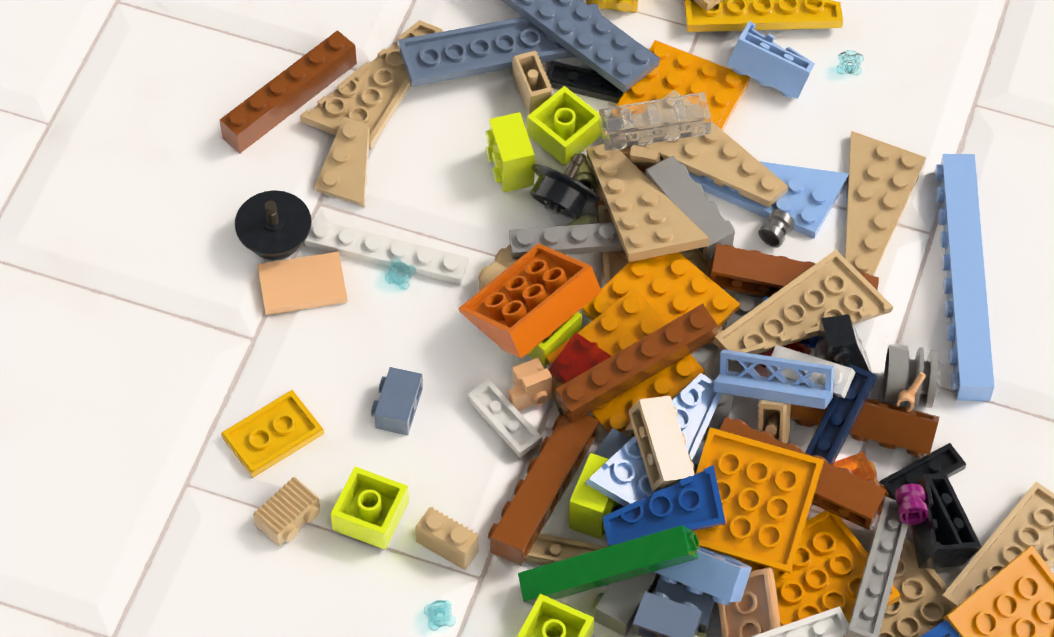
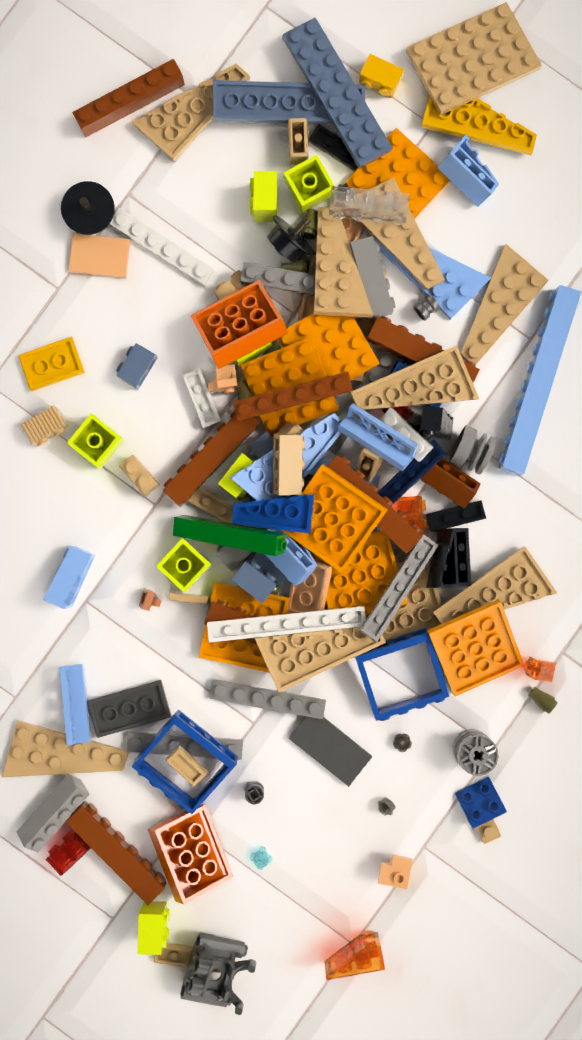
camera: 15 degrees right, 30 degrees up
(346, 164) = (152, 170): tan wing -> none
(396, 267) = (170, 268): clear light blue plate -> none
(436, 607) = (126, 524): clear light blue plate -> none
(577, 358) = (259, 378): clear red piece -> none
(644, 156) = (353, 230): tan tile -> none
(852, 57) = (525, 187): clear light blue plate -> none
(909, 395) = (463, 468): light nougat hand -> none
(911, 503) = (436, 548): magenta wheel -> none

